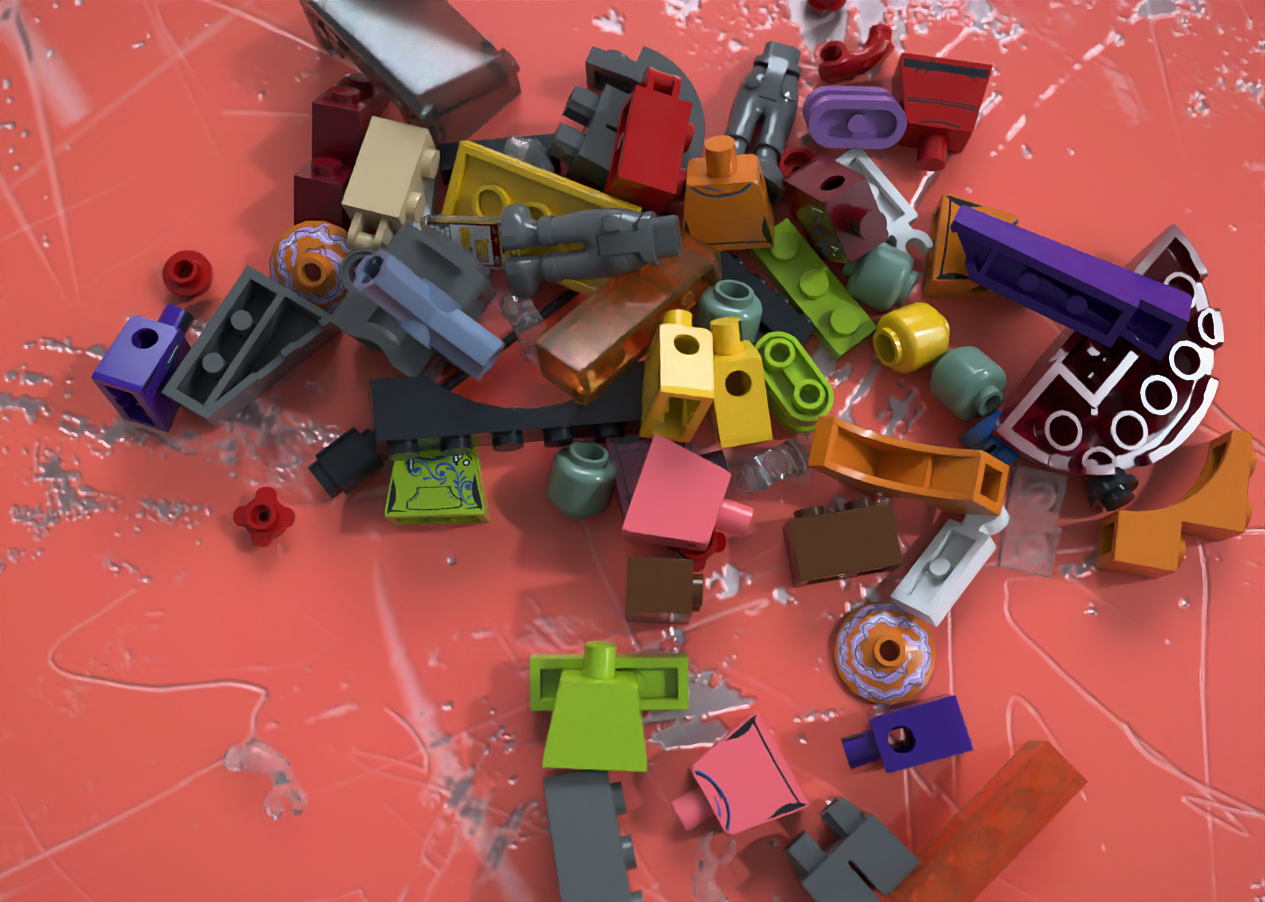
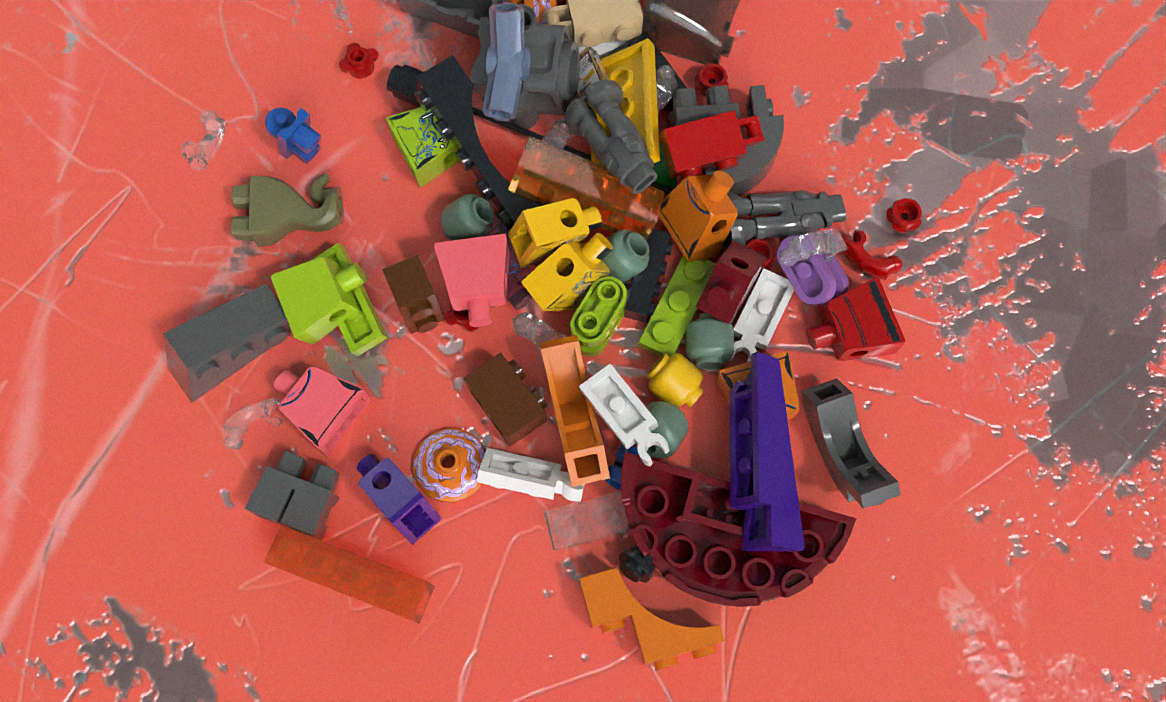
camera: 65 degrees right, 5 degrees down
(337, 648) = (293, 133): none -> blue hips
(435, 714) = (280, 209): none -> olive hips
(535, 94) = (711, 72): none -> red plate
(842, 88) = (804, 246): none -> clear piece
(947, 408) = (623, 412): none -> white plate
(1085, 199) = (843, 446): none -> dark grey arch

